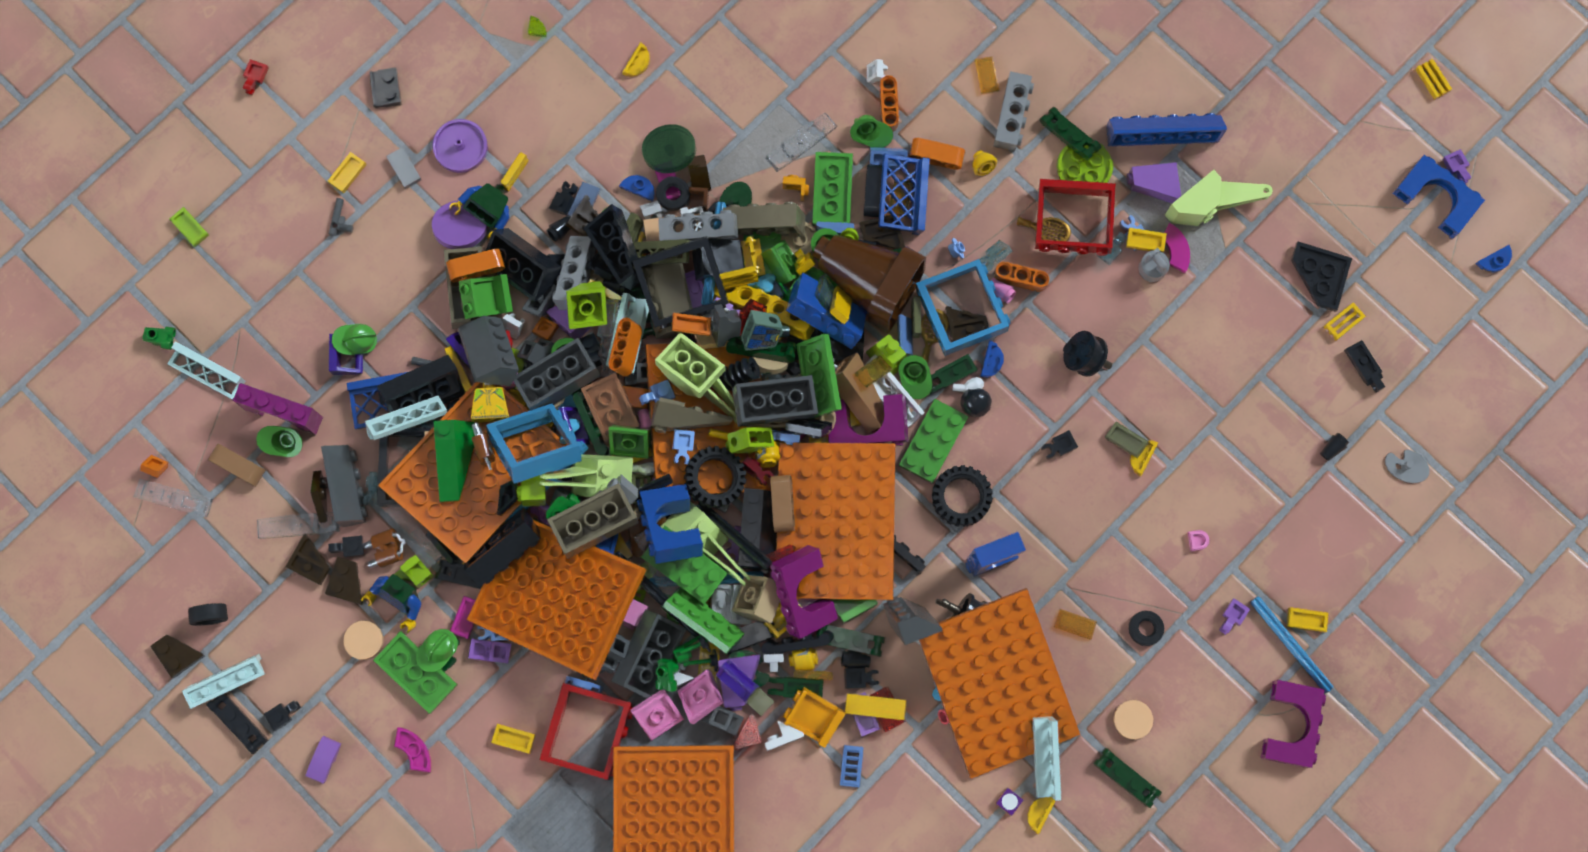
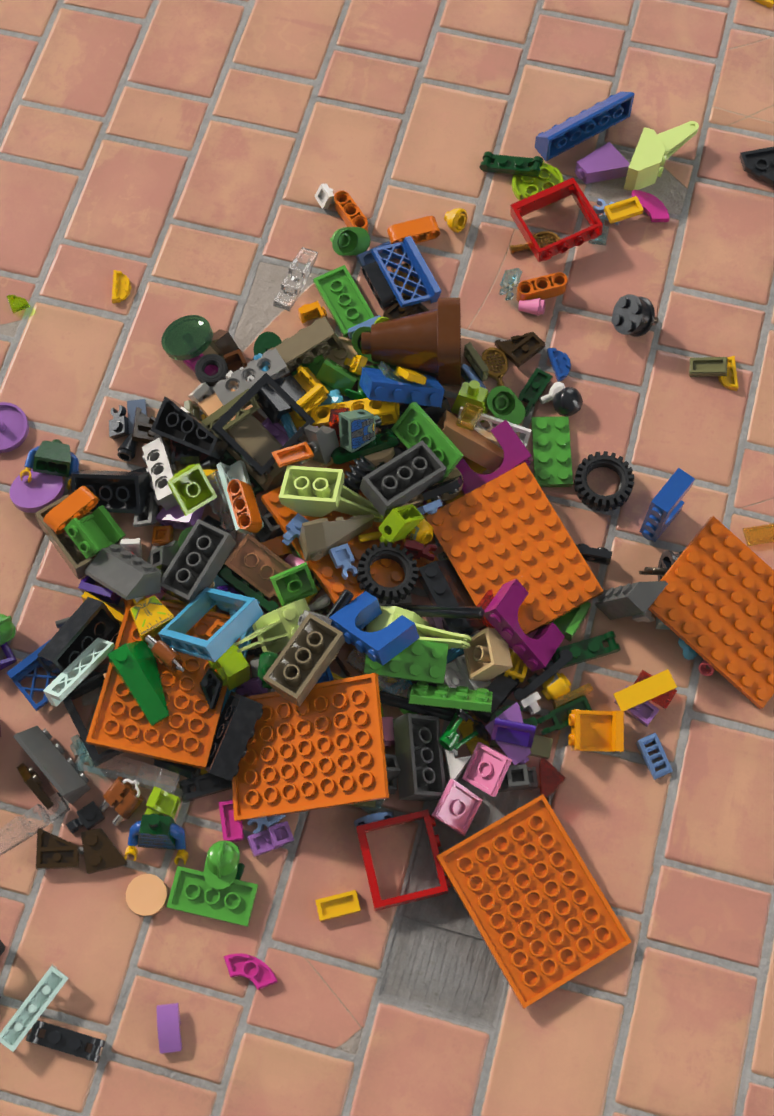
camera: 25 degrees left, 10 degrees down
(280, 715) = (103, 1010): black plate -> none
(514, 171) = (62, 422): yellow tile -> none
(640, 186) = (178, 381): blue plate -> none
(665, 673) = (445, 763): green plate -> none
(782, 503) = (460, 562): medium nougat beam -> none
(789, 735) = (582, 759): white slope -> none
(853, 659) = (599, 664): black cone -> none
(857, 678) = (613, 678): black plate -> none
(946, 346) = (495, 355): dark azure window -> none
(956, 249) = (475, 293): light blue plate -> none
(987, 75) = (416, 157): clear yellow tile -> none
(1016, 83) = (454, 171): light grey brick -> none
(1062, 444) = (658, 398): black plate -> none
(1154, 266) = (642, 225): light grey piece -> none

